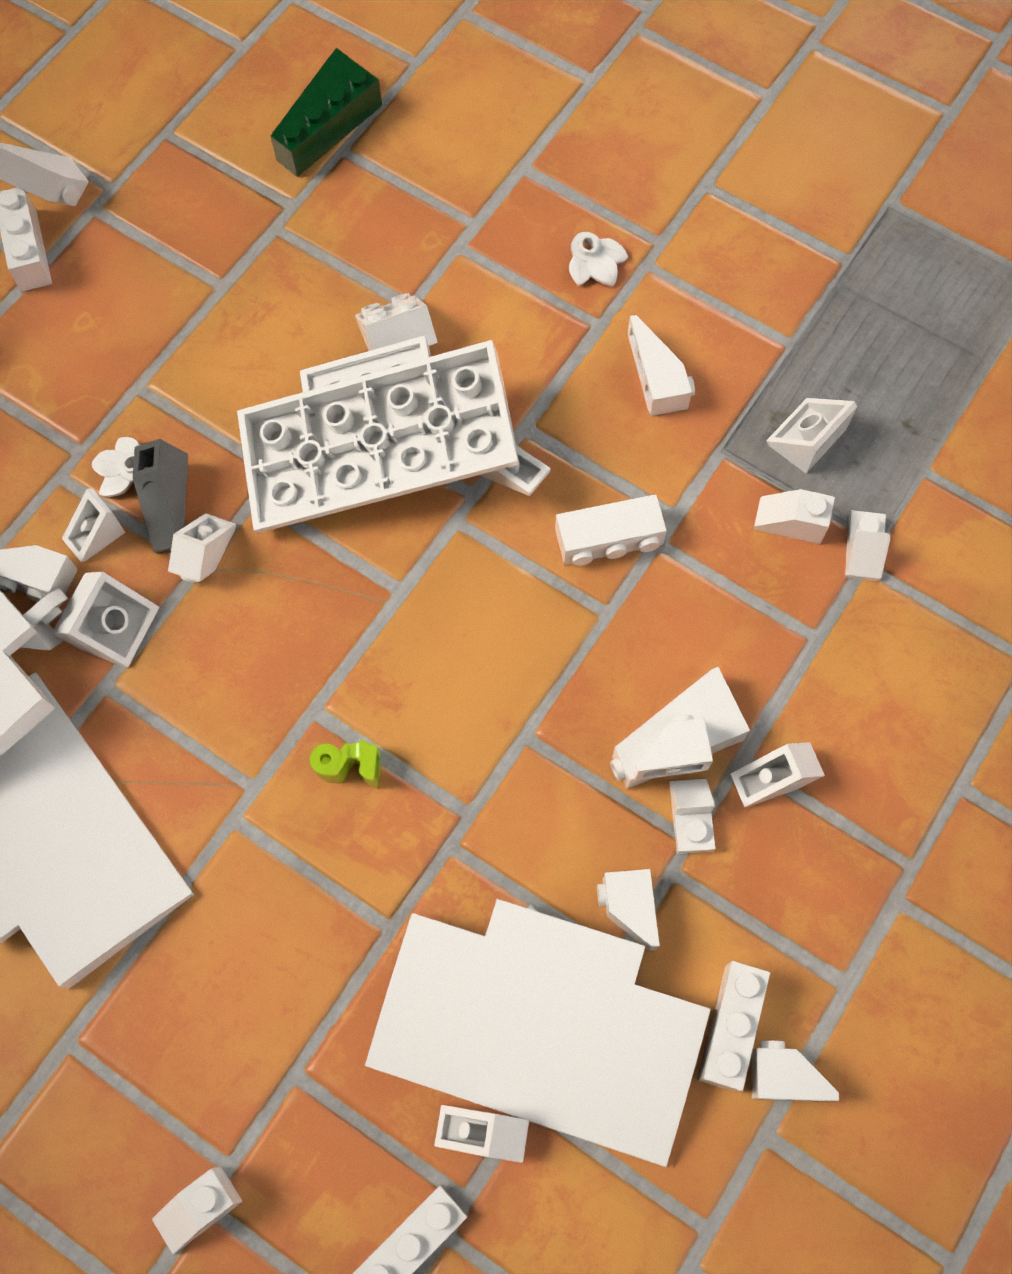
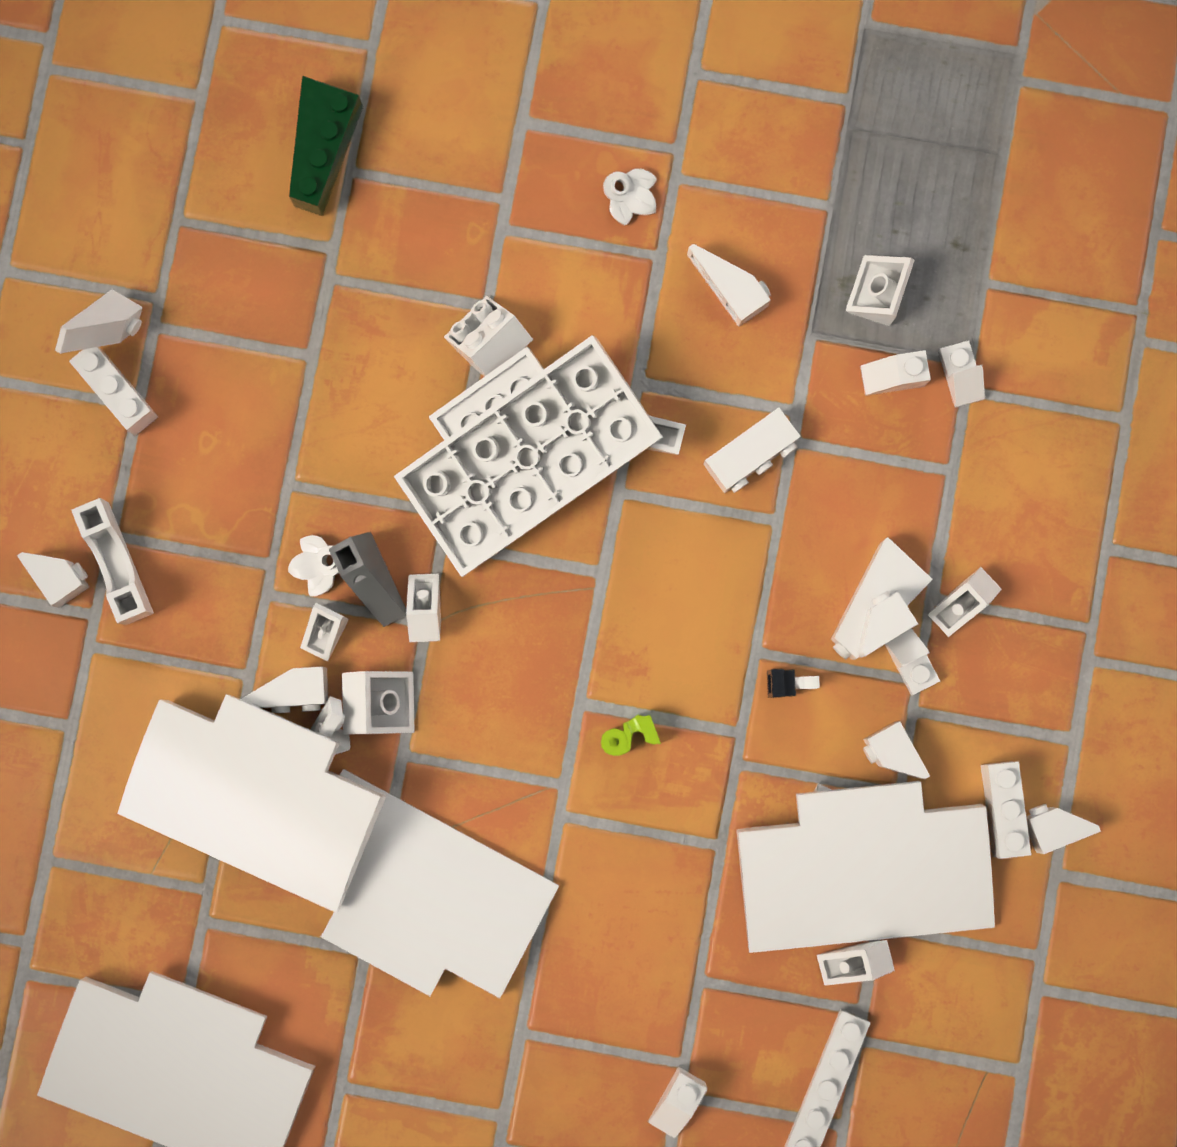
camera: 25 degrees left, 15 degrees up
(539, 777) = (784, 683): none -> black piece

